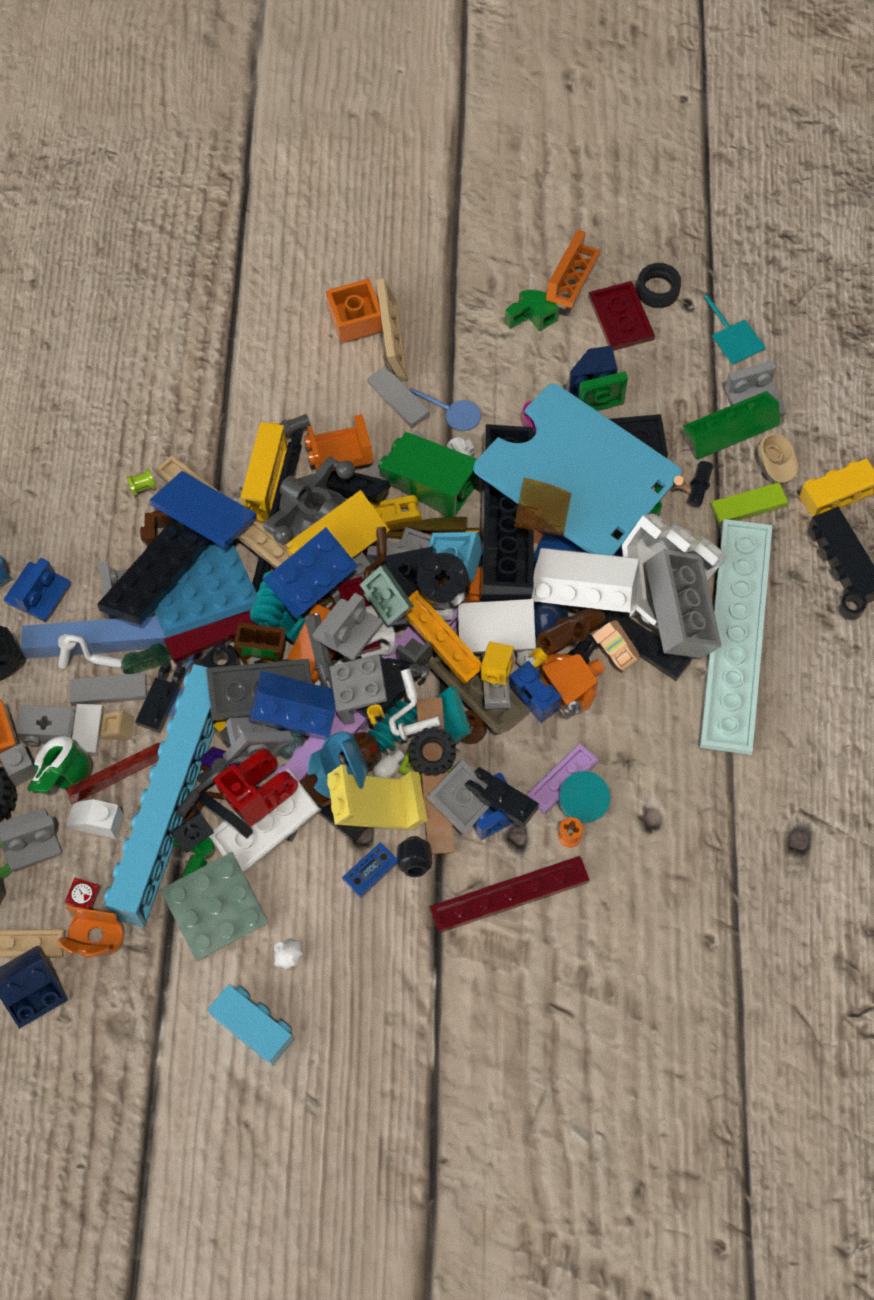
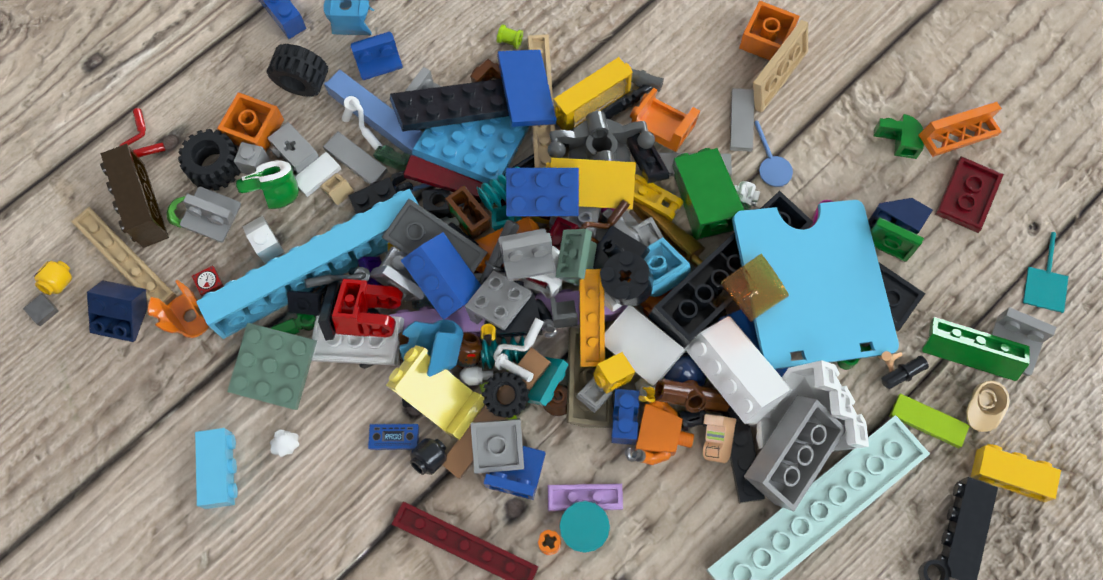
camera: 45 degrees right, 5 degrees up
(112, 774) = (294, 217): clear red tile -> none
(503, 797) = (520, 476): black hinge -> none
(663, 271) = (1028, 180): black tyre -> none

